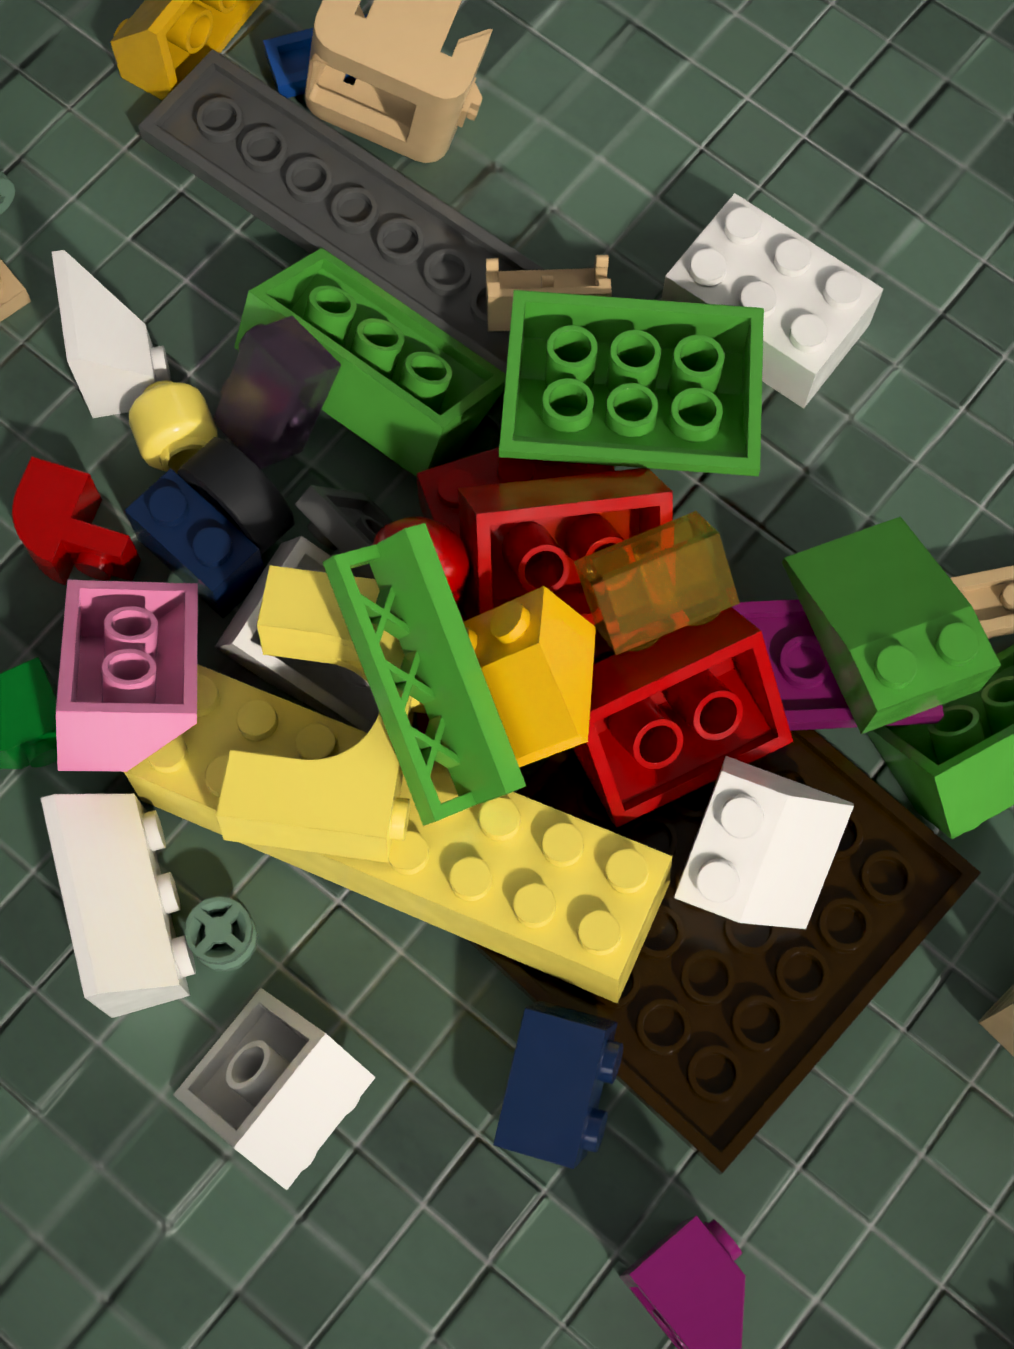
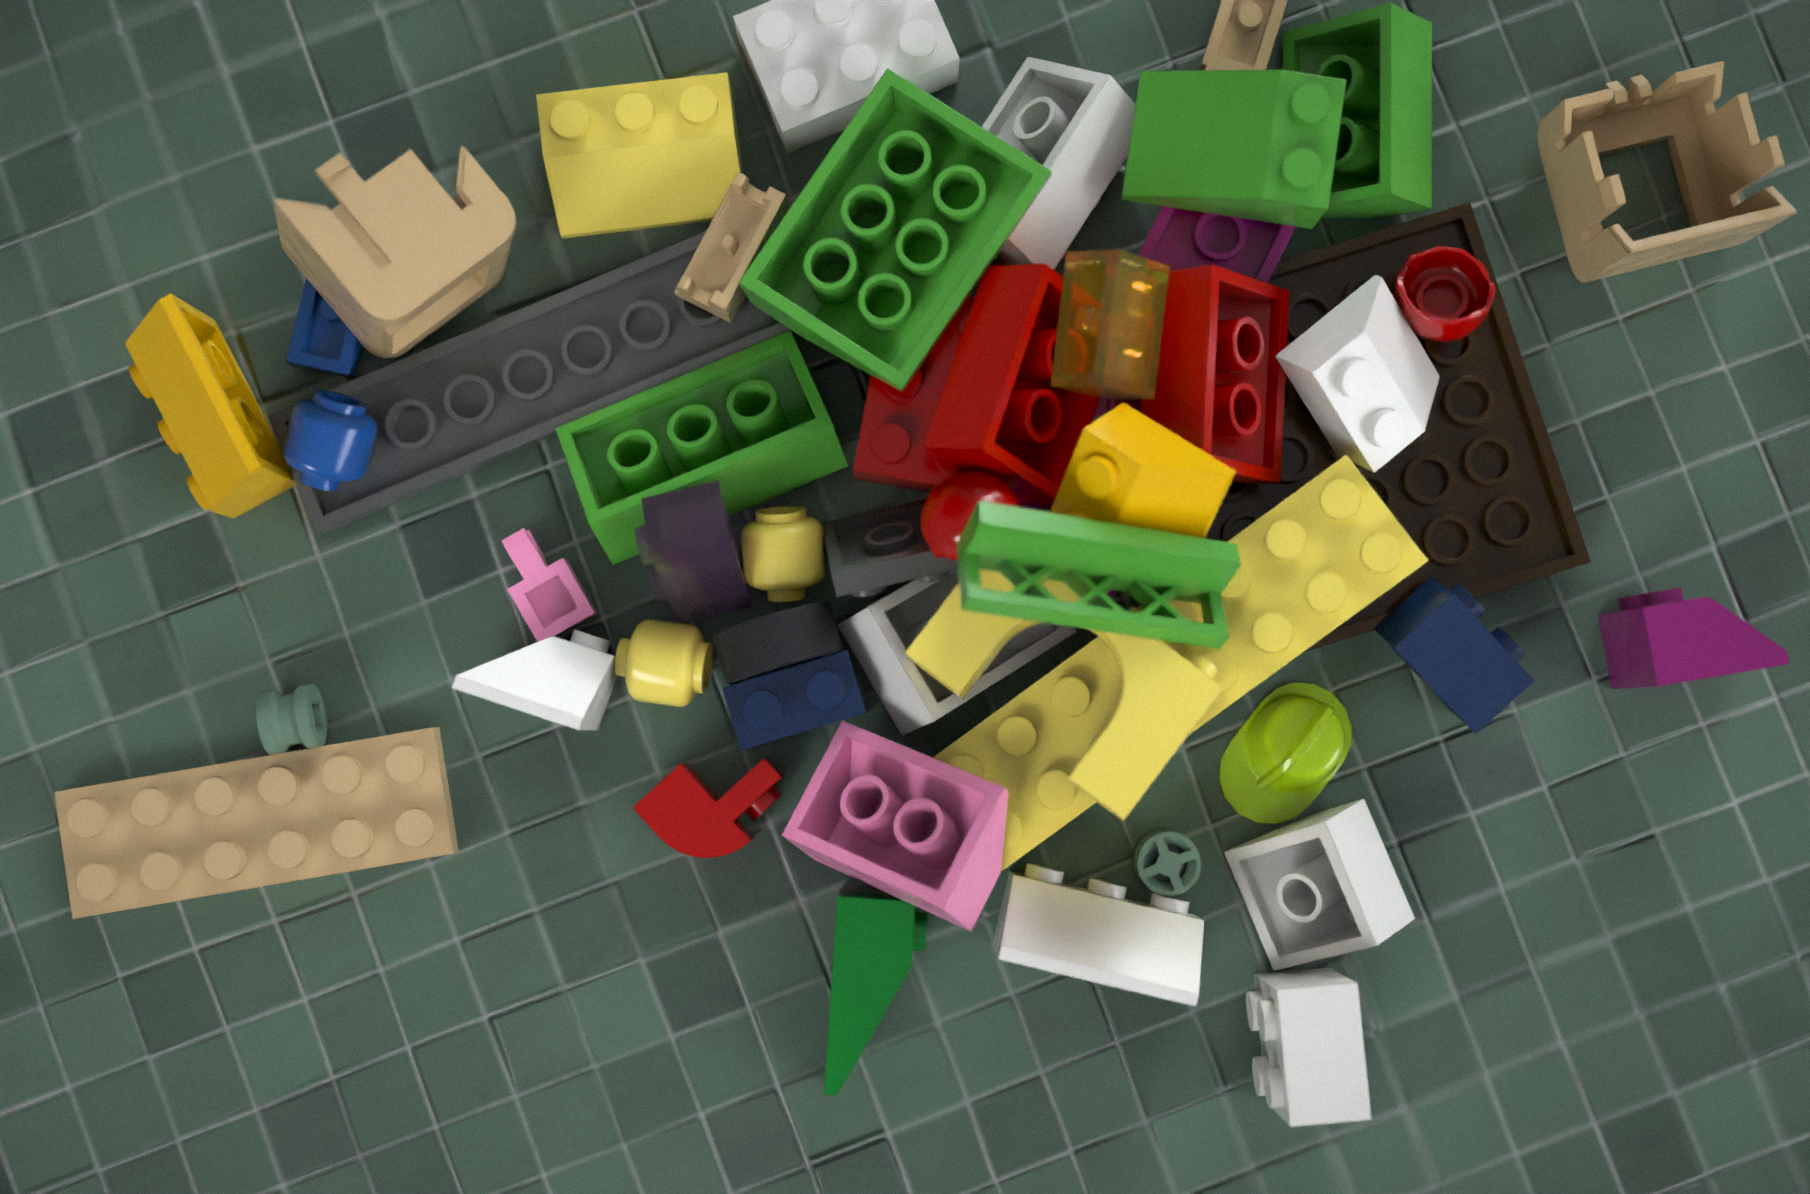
camera: 60 degrees left, 15 degrees up
(105, 1147) = (1309, 1046): none -> white brick
(188, 314) = (549, 594): none -> bright pink plate
(213, 87) = (329, 439): none -> blue head
(321, 460) = (783, 552): none -> light yellow head
(384, 995) = (1285, 753): none -> lime piece
(586, 195) = (639, 153): none -> light yellow slope
(793, 505) = (1077, 129): none -> white slope
(878, 881) = (1444, 293): none -> red hair

